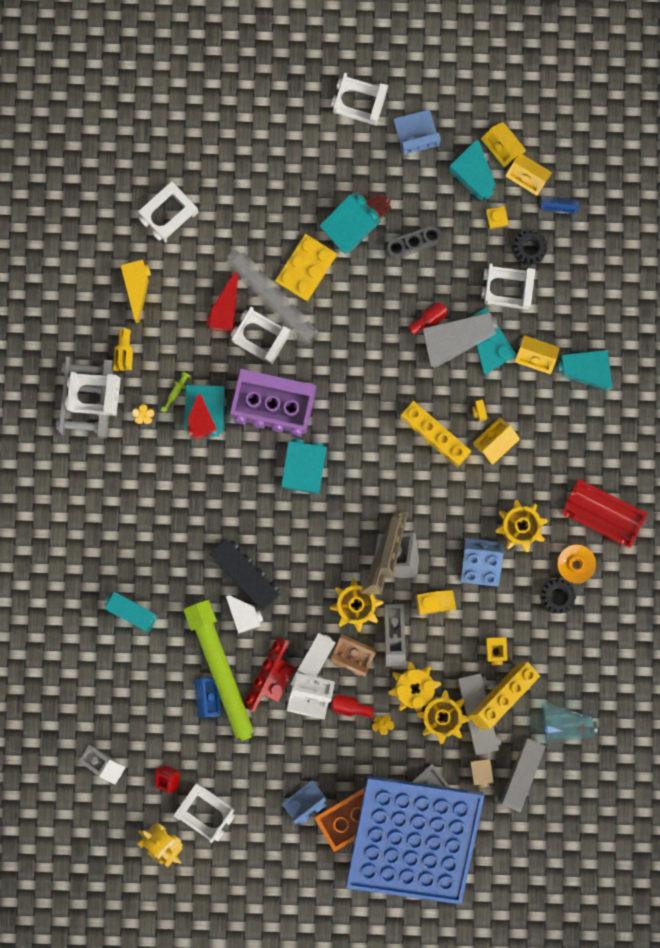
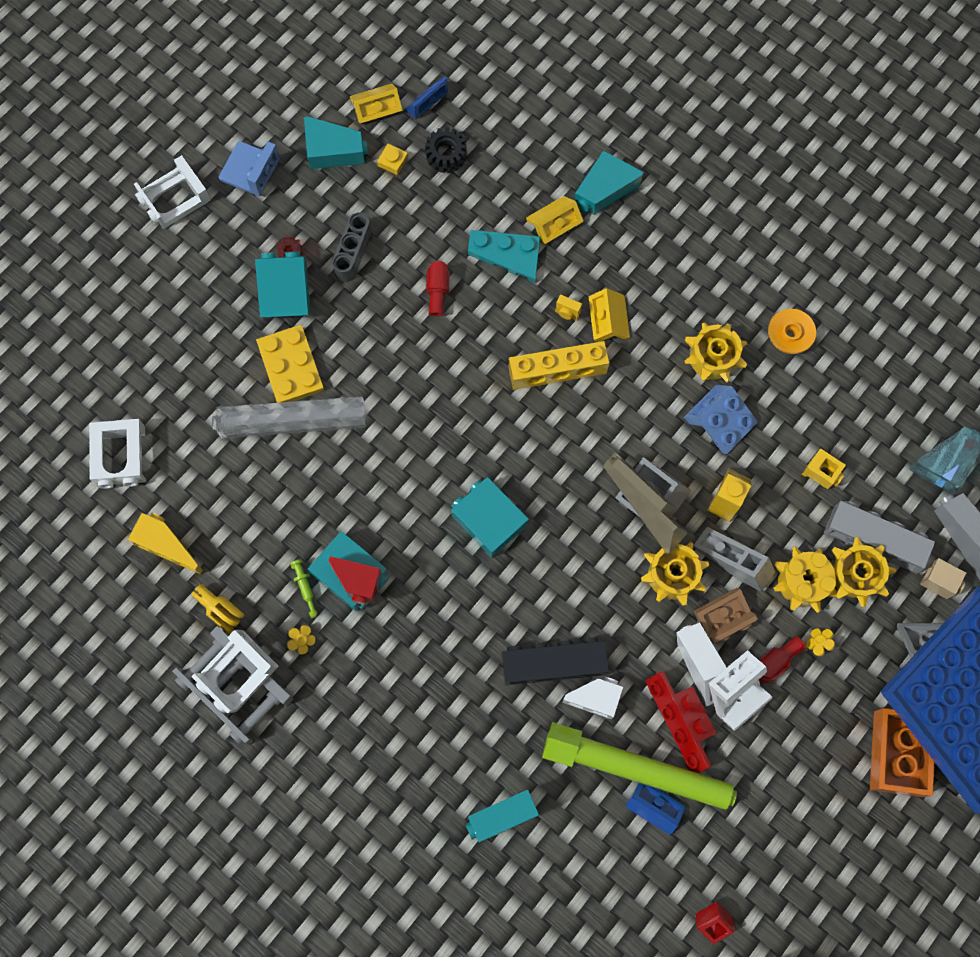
camera: 50 degrees left, 10 degrees down
(208, 832) = (812, 919): white panel -> none
(223, 311) = (264, 474): red slope -> none
(253, 317) = (297, 451): white panel -> none
(270, 390) = (397, 478): medium lavender brick -> none
(304, 802) = (852, 788): medium blue bracket -> none
(456, 337) = (477, 276): light grey slope -> none
(503, 144) = (328, 104): yellow panel -> none
(504, 696) = (883, 494): yellow brick -> none
(512, 274) = (484, 179): white panel -> none
(569, 596) = (816, 360): black tyre -> none
(604, 513) = (759, 272): red gear -> none

